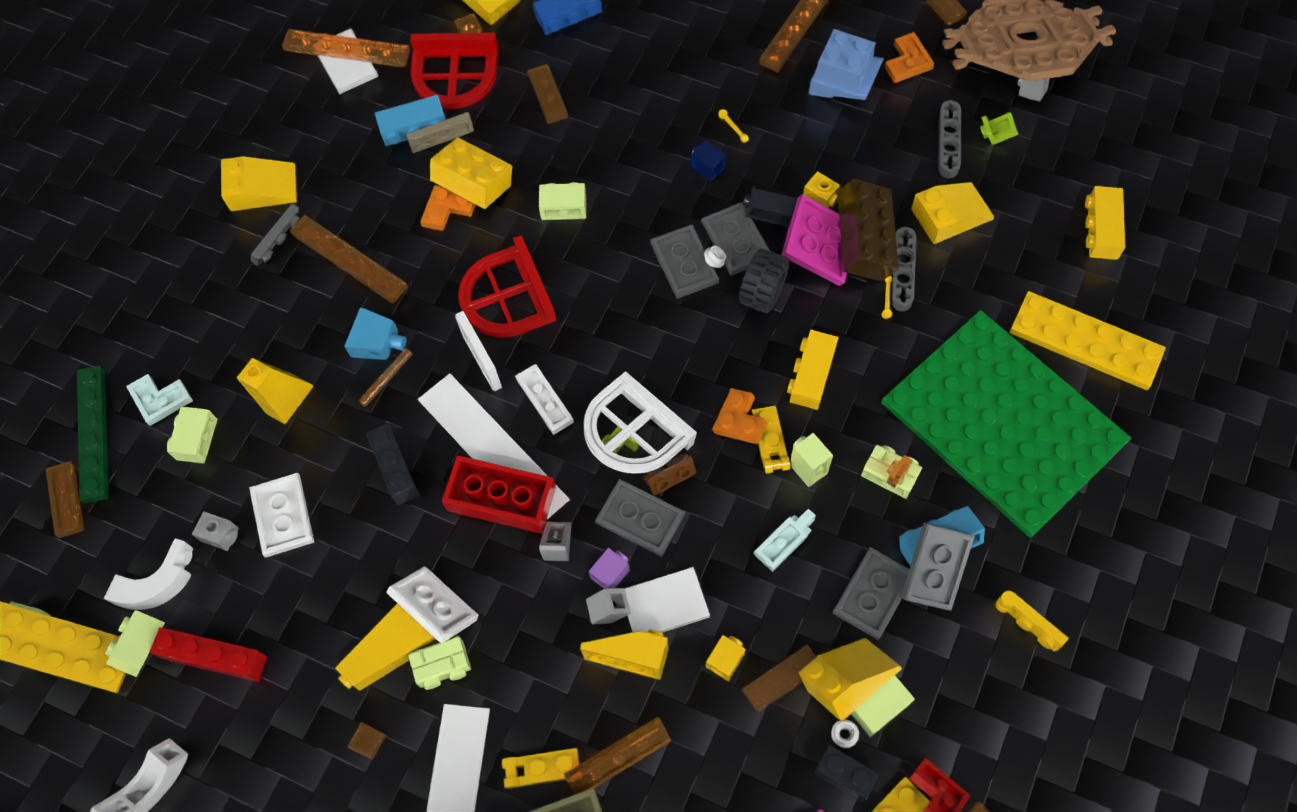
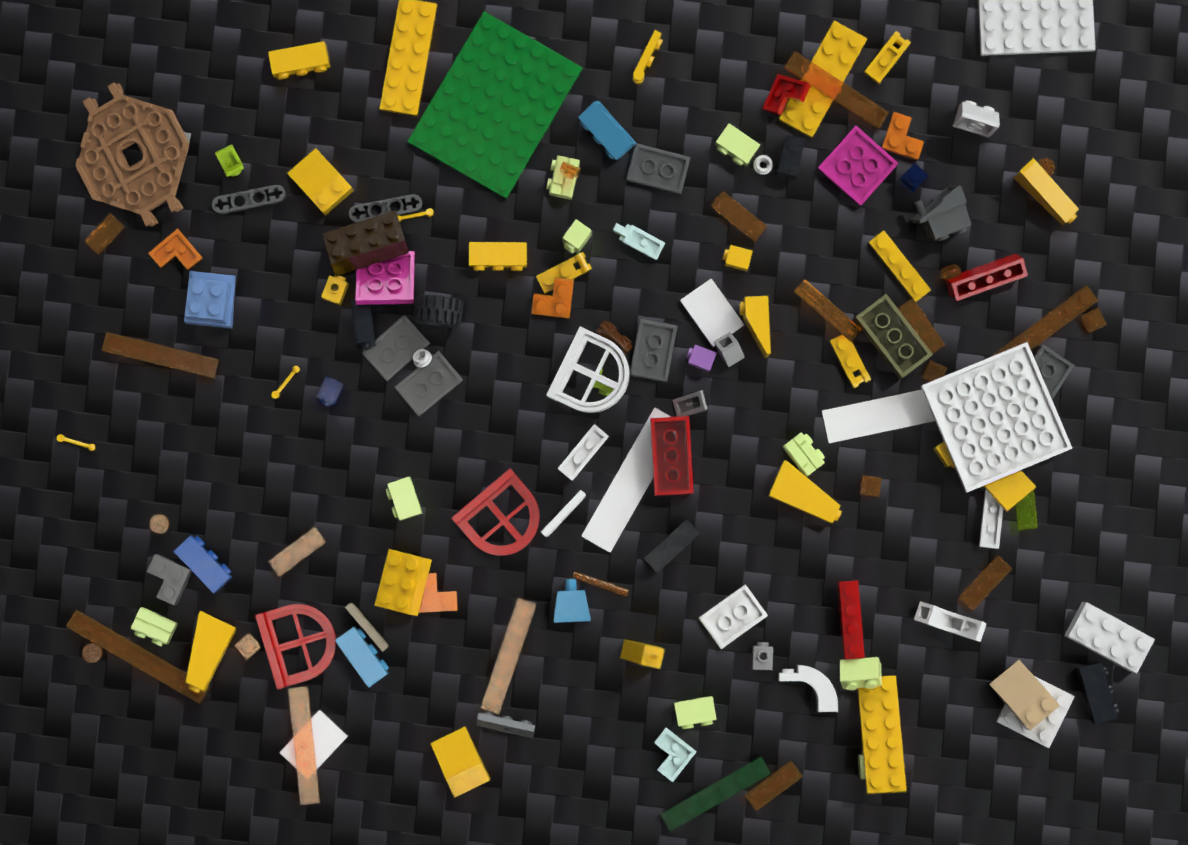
camera: 120 degrees left, 20 degrees up
(432, 604) = (766, 473): white tile -> none
(848, 676) = (725, 170): yellow slope -> none
(937, 566) = (631, 128): tile -> none

